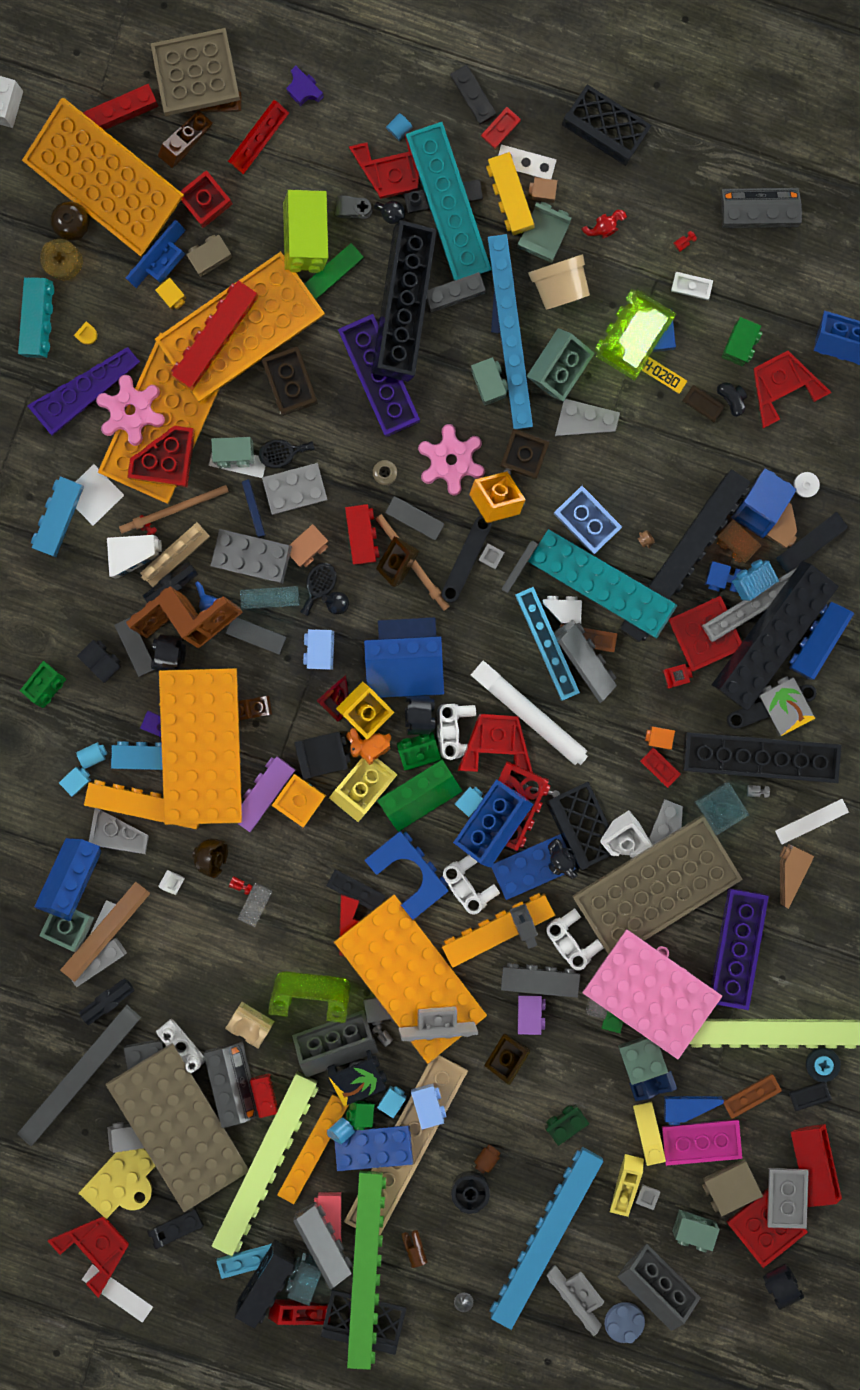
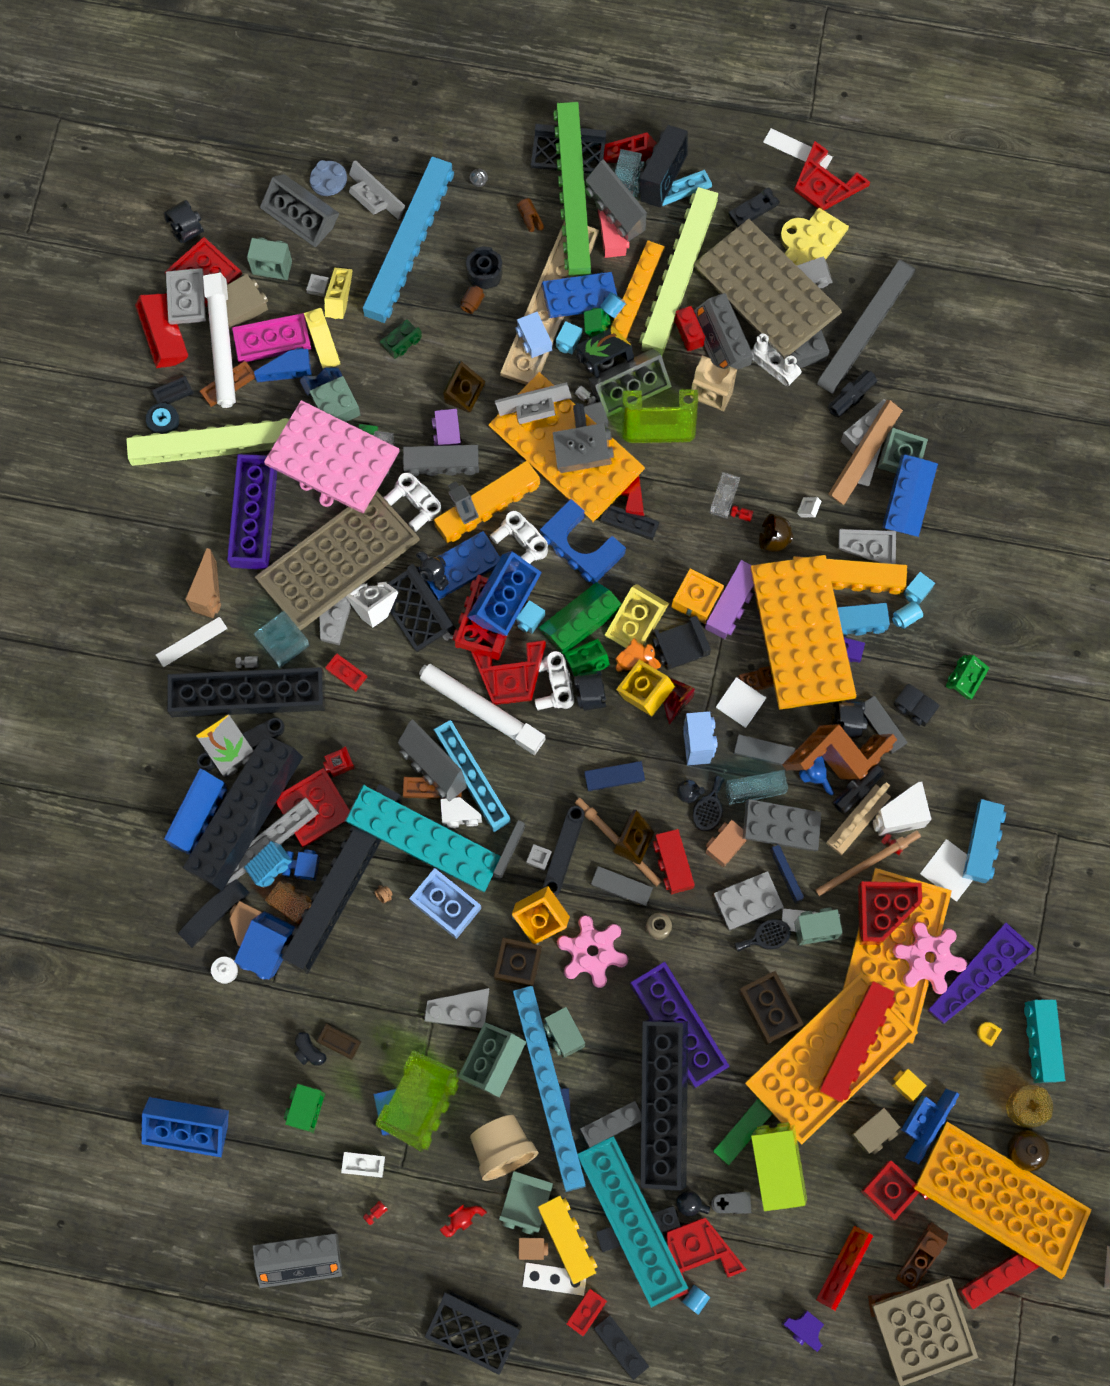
camera: 175 degrees right, 15 degrees down
(272, 686) = (741, 702): none -> white sticker
(393, 971) = (582, 446): none -> dark grey piece
(404, 666) = (612, 738): blue slope -> none
(660, 737) = (349, 700): orange brick -> none
(664, 375) = (381, 1066): yellow sticker -> none
(755, 1192) = (216, 293): none -> white brick
(780, 377) = (260, 1078): red wing -> none

